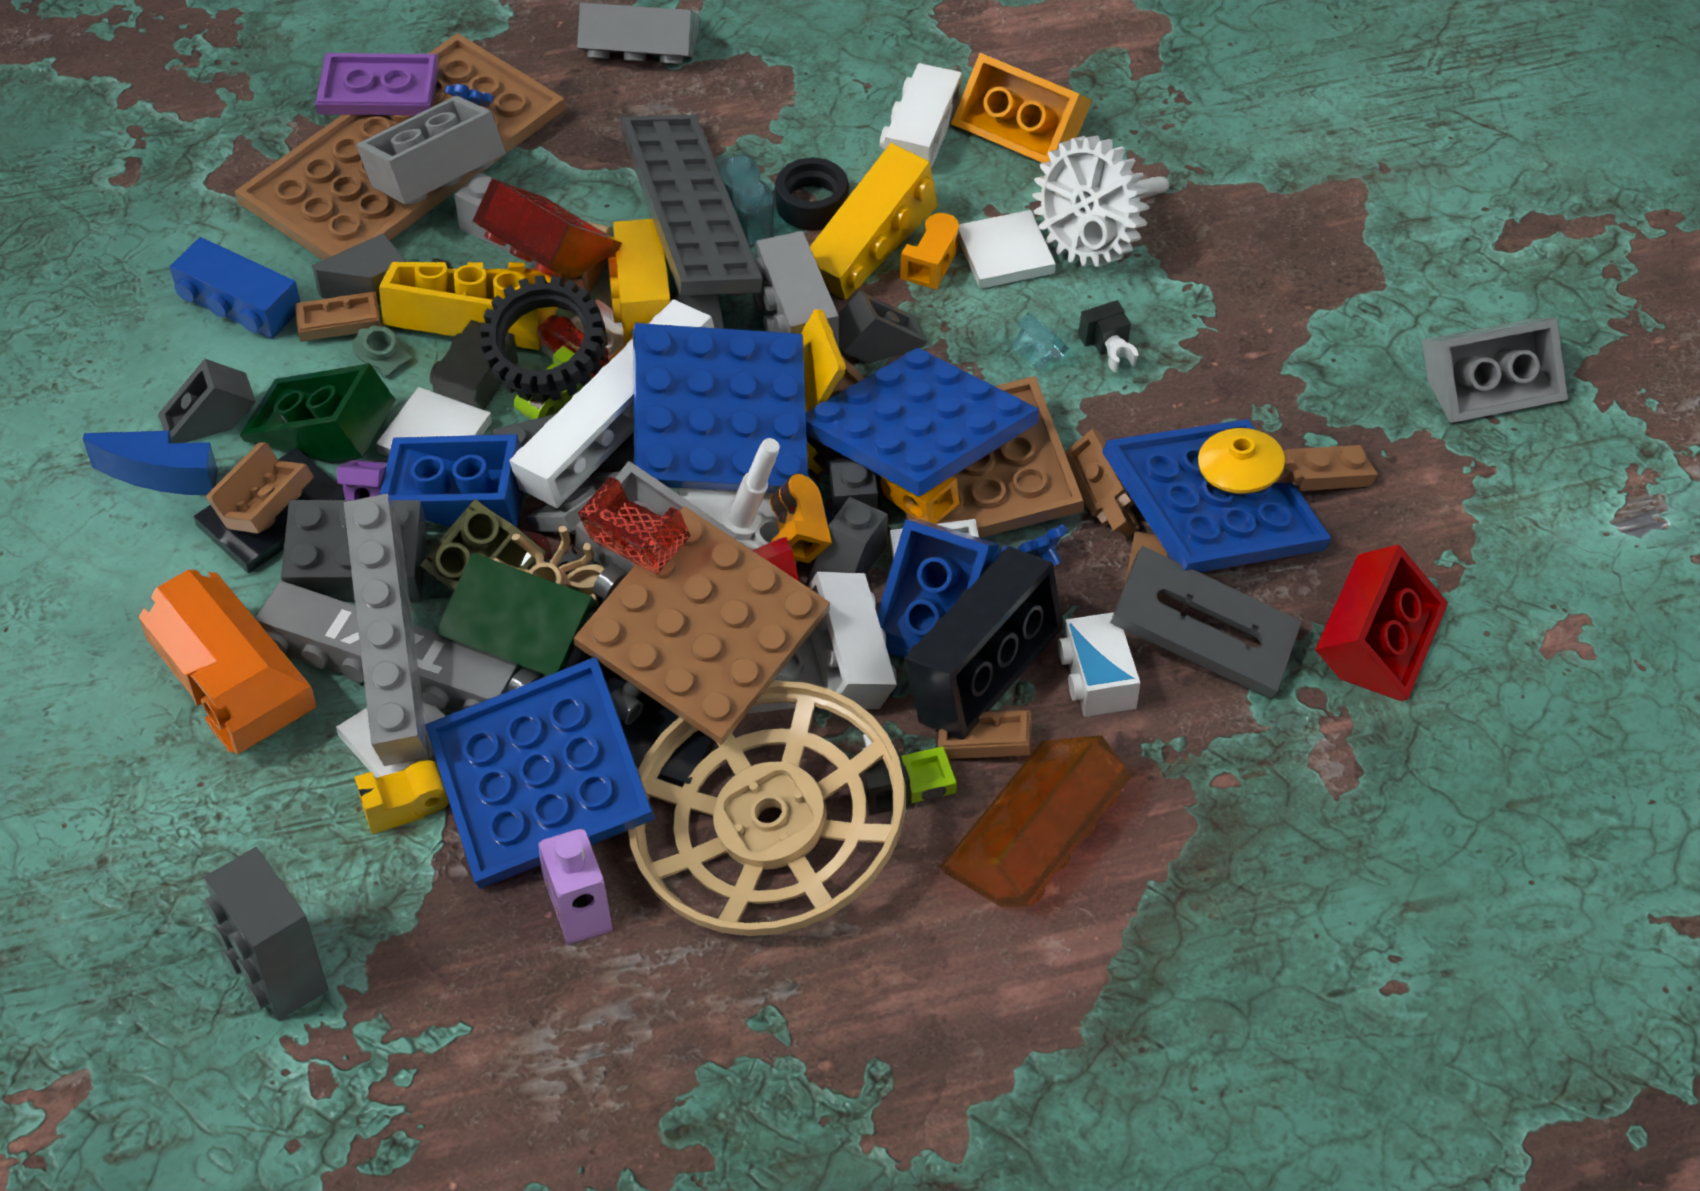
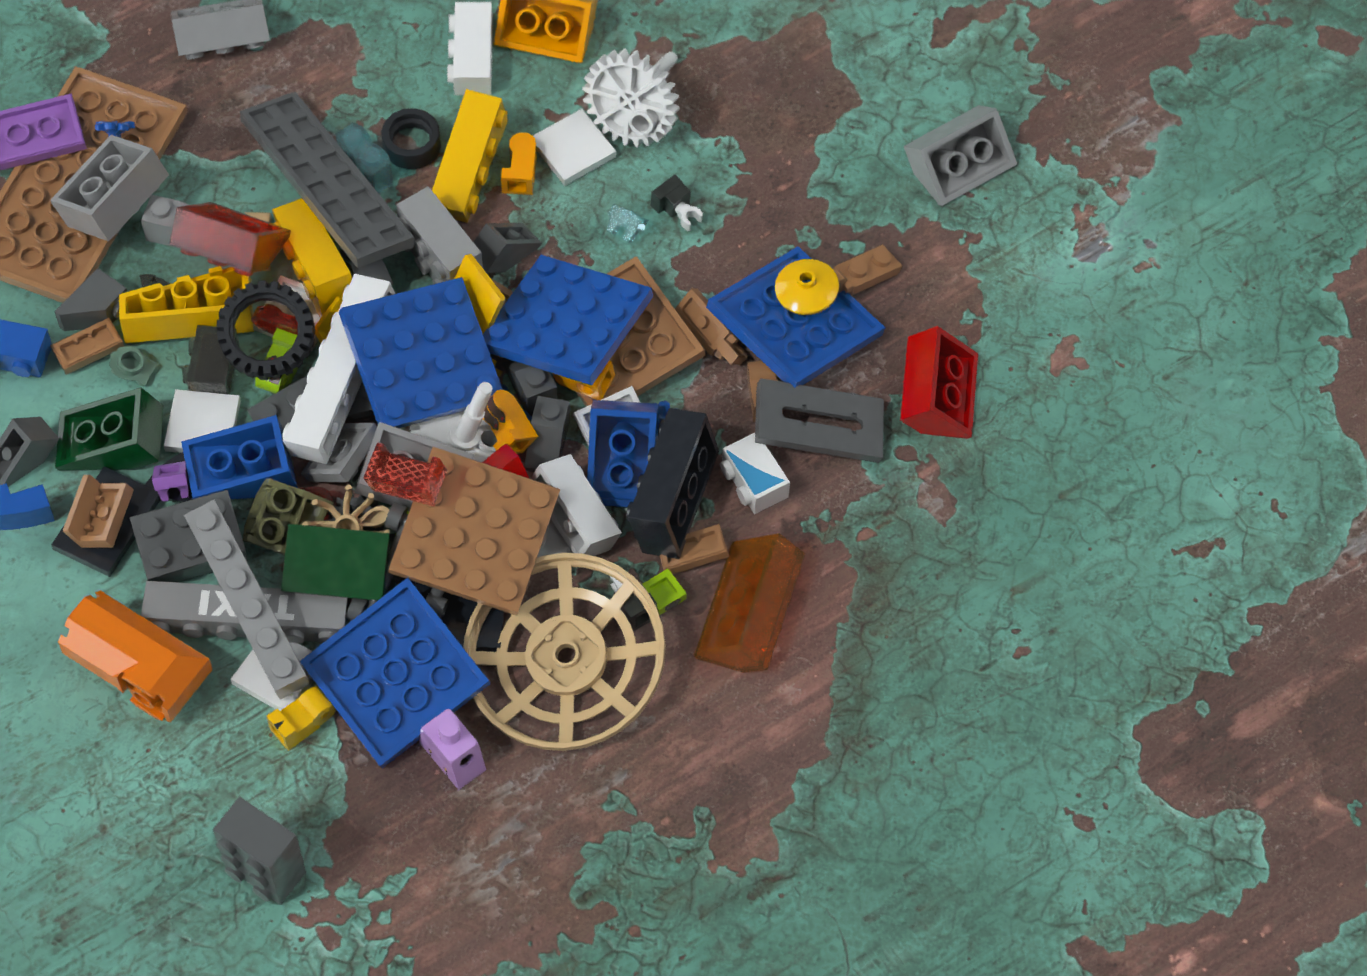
camera: 20 degrees left, 10 degrees up
(1045, 545) = (685, 390): blue plant -> none

